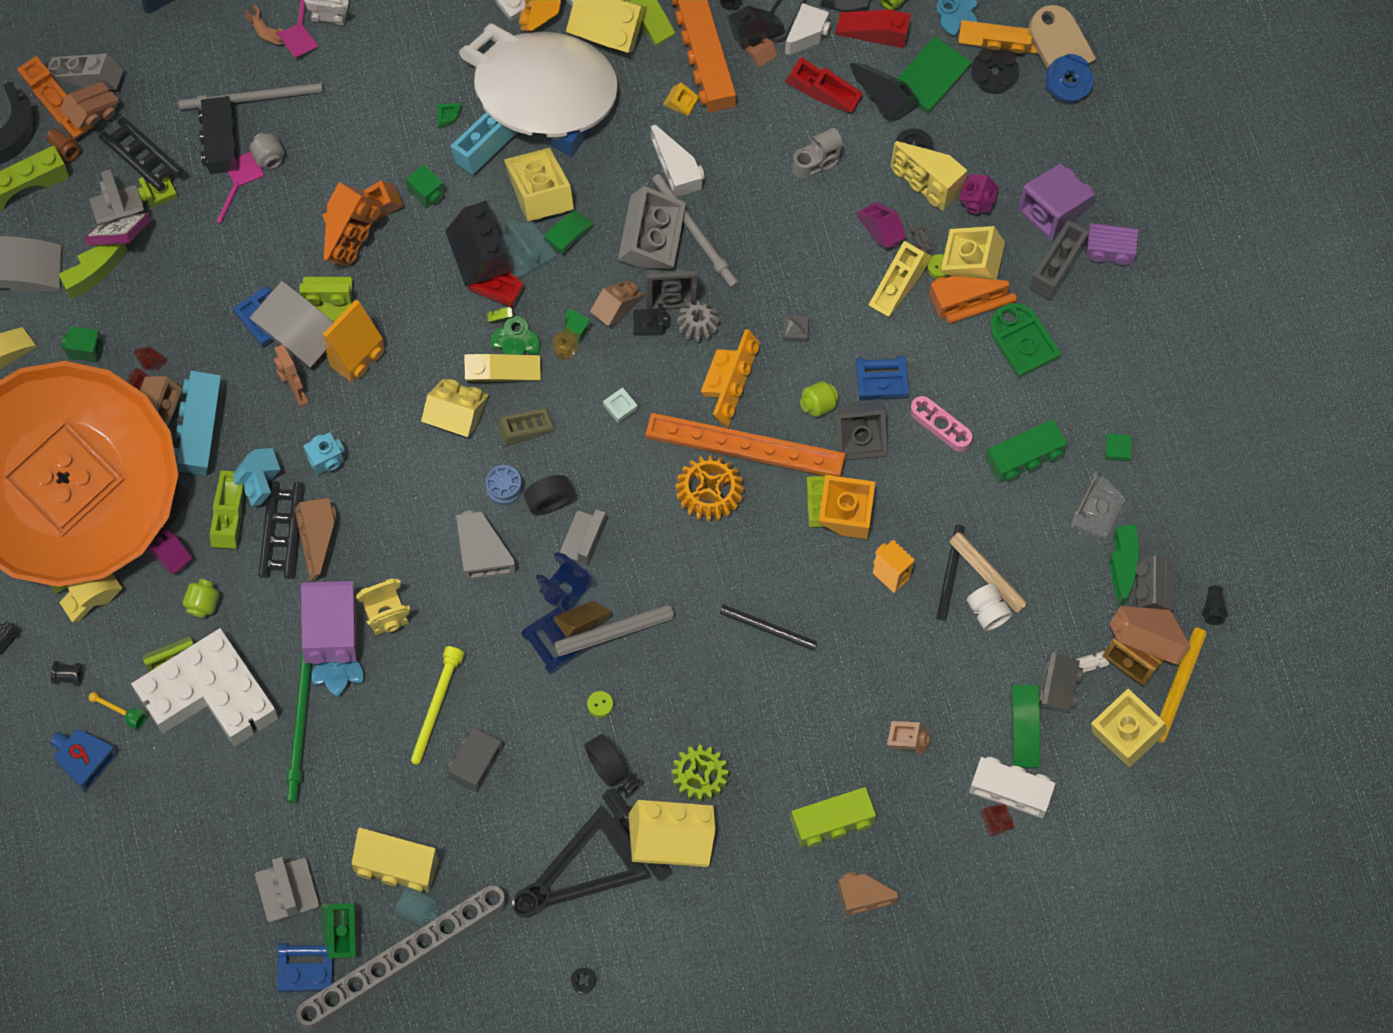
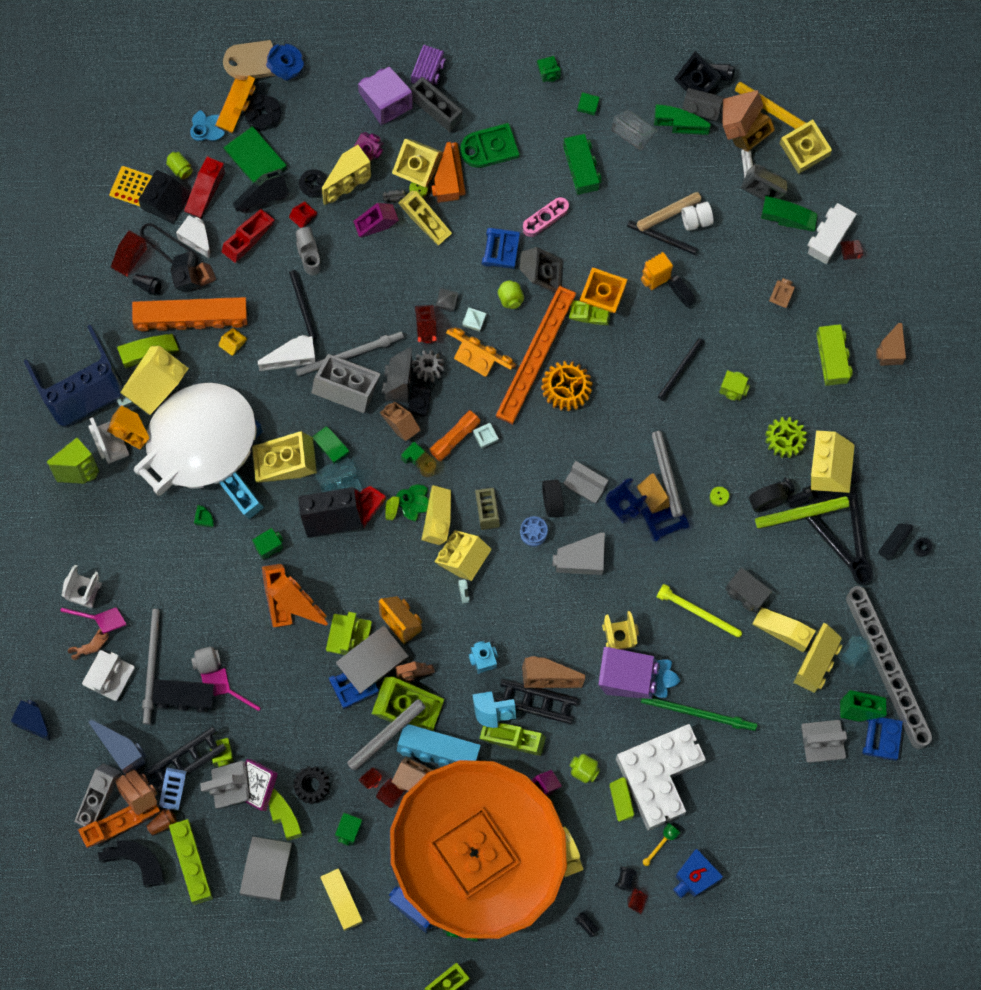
camera: 80 degrees left, 5 degrees up
(39, 692) = (637, 901): none -> clear red slope
(117, 148) = (170, 772): none -> light blue slope
(127, 282) = (316, 796): none -> black tyre
(139, 75) = (121, 748): none -> sand blue slope
(203, 358) = (386, 734): none -> light grey axle
(230, 53) = (108, 675): none -> white bracket
(246, 381) = (398, 695): none -> lime slope
(408, 417) = (463, 591): none -> light aqua tile
(432, 812) = (784, 628): none -> light yellow slope
(583, 943) = (895, 540): none -> black slope
(594, 808) = (802, 512): none -> lime axle
(597, 361) = (455, 435): none -> orange axle
(747, 167) = (303, 305): none -> black bar
(755, 306) = (425, 323): none -> clear red slope
(758, 695) = (734, 385): none -> lime brick
(776, 364) = (474, 319): none -> light aqua tile
(870, 143) = (302, 214): none -> red slope
(877, 607) = (681, 291): none -> black beam
(1153, 390) = (548, 69): none -> green bracket
(1195, 574) = (698, 75): none -> black slope

